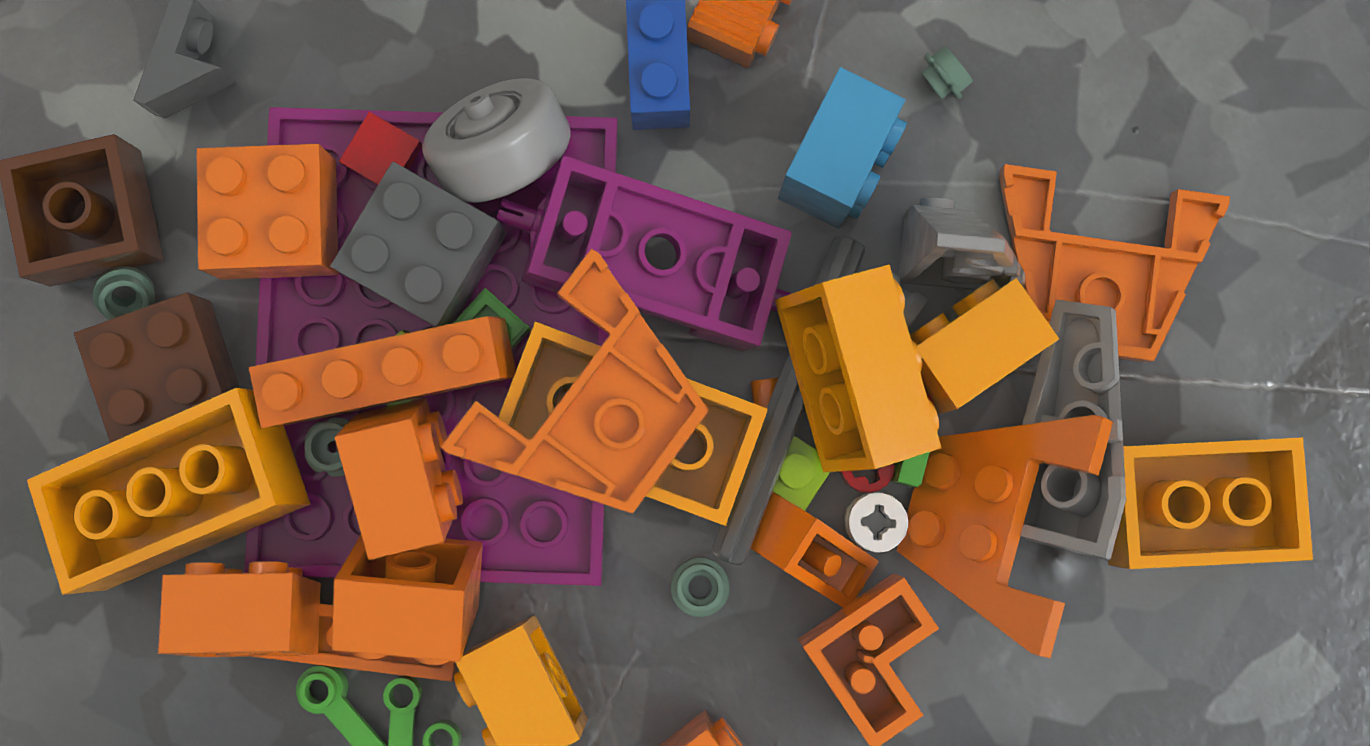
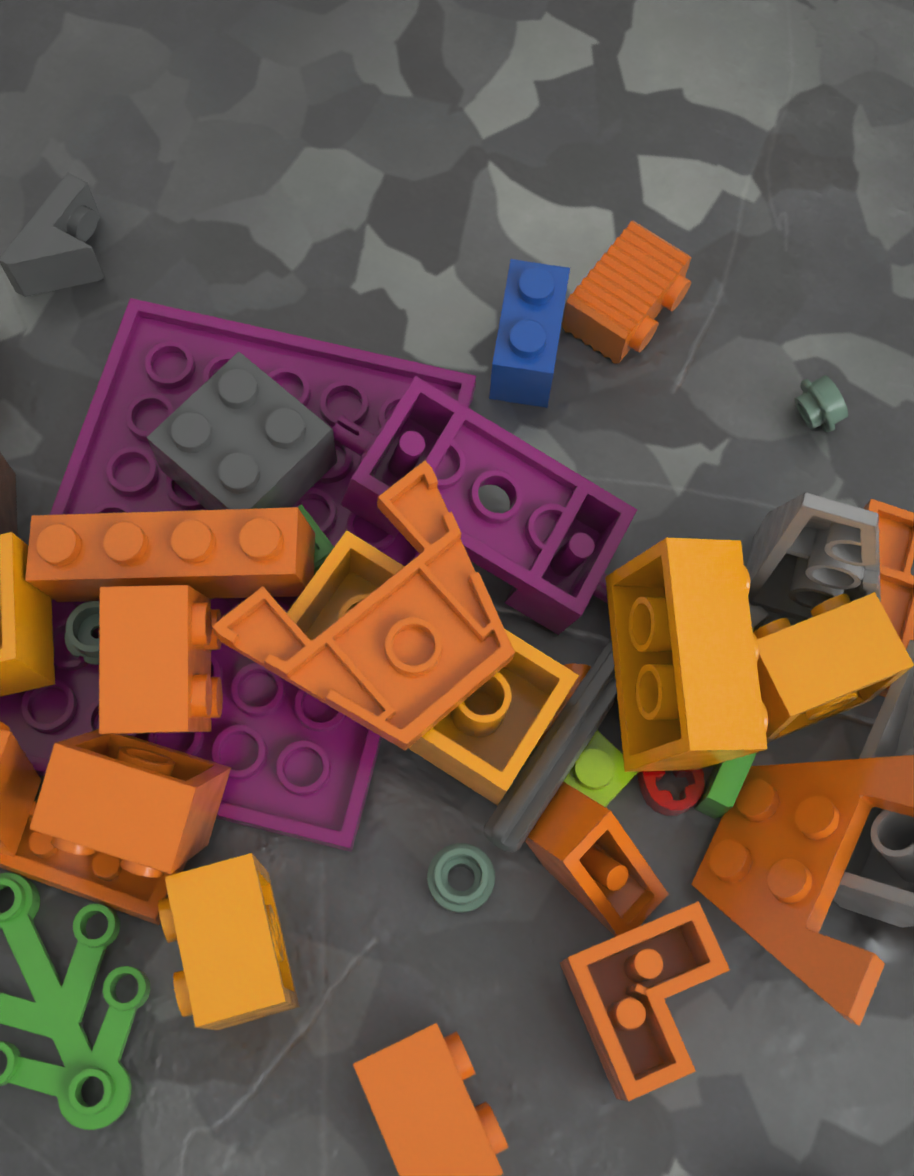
camera: 10 degrees right, 15 degrees down
(266, 211) = (97, 382): orange brick -> none
(376, 147) = (222, 344): red tile -> none
(497, 140) = (351, 360): light grey wheel -> none
(846, 138) = (703, 444): dark azure brick -> none
(864, 521) = (667, 855): white wheel -> none

